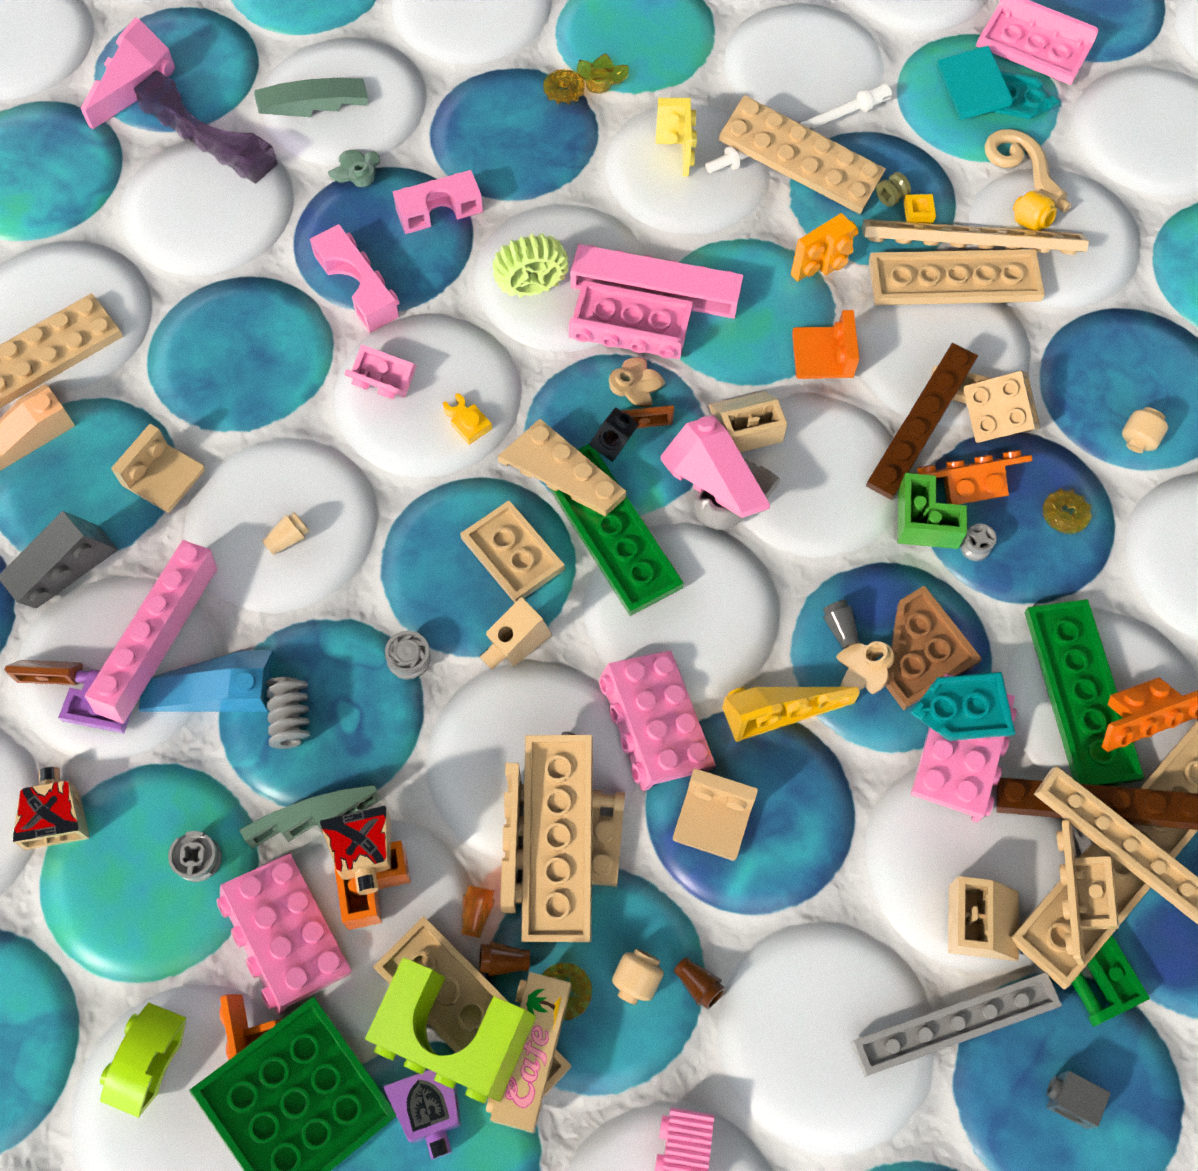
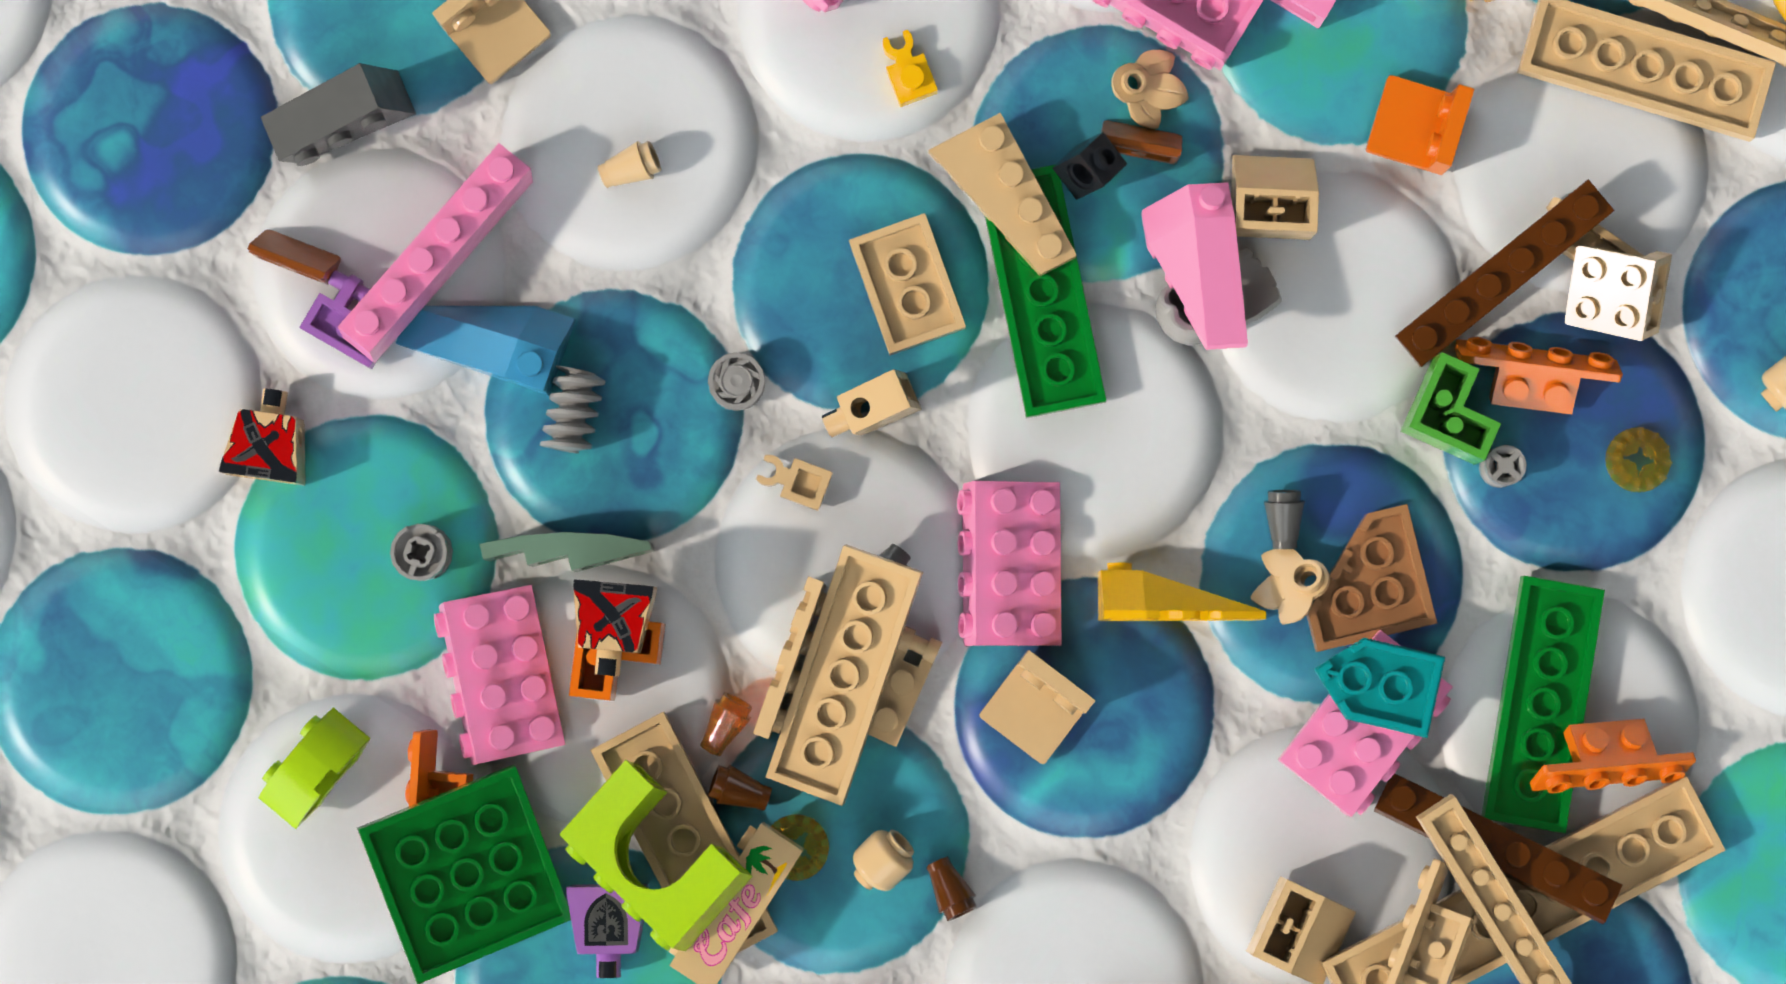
camera: 20 degrees right, 20 degrees up
(480, 710) = (802, 482): none -> tan plate

